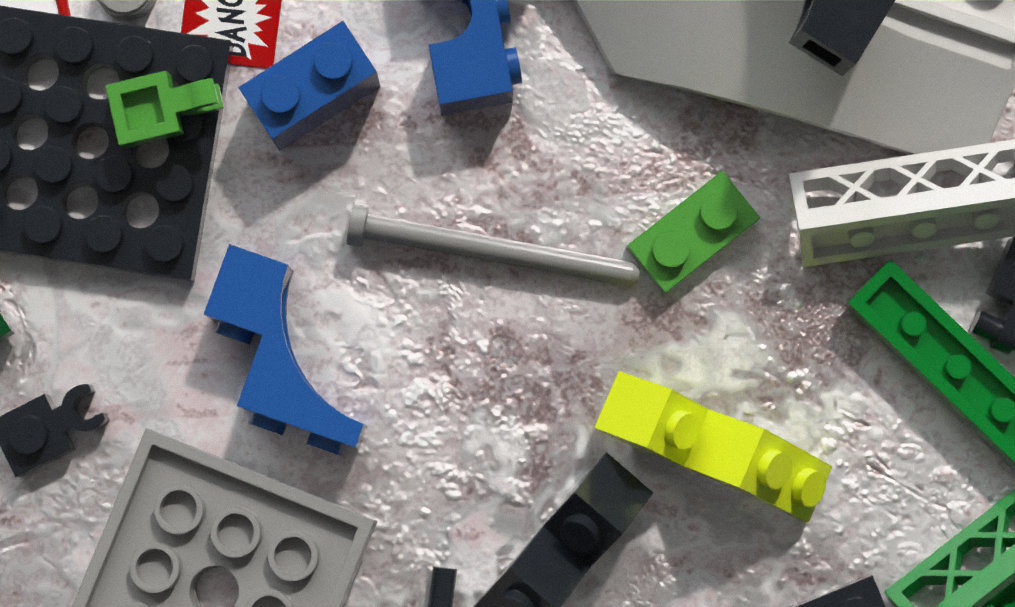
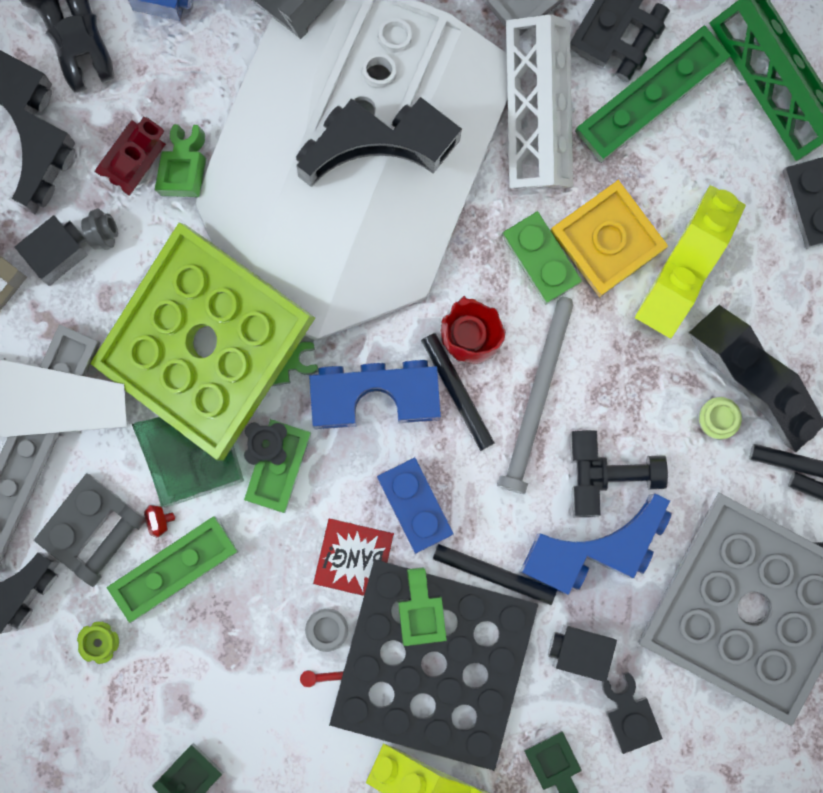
camera: 80 degrees left, 0 degrees up
(126, 347) = (582, 652): none -> black brick
(228, 208) = (494, 574): none -> black bar
(386, 340) = (595, 474): none -> black bar
(484, 134) = (457, 391): none -> black bar
(488, 515) = (720, 418): none -> yellowish green plate
(570, 140) = (472, 331): none -> red hair
(732, 325) = (609, 238): none -> yellow plate

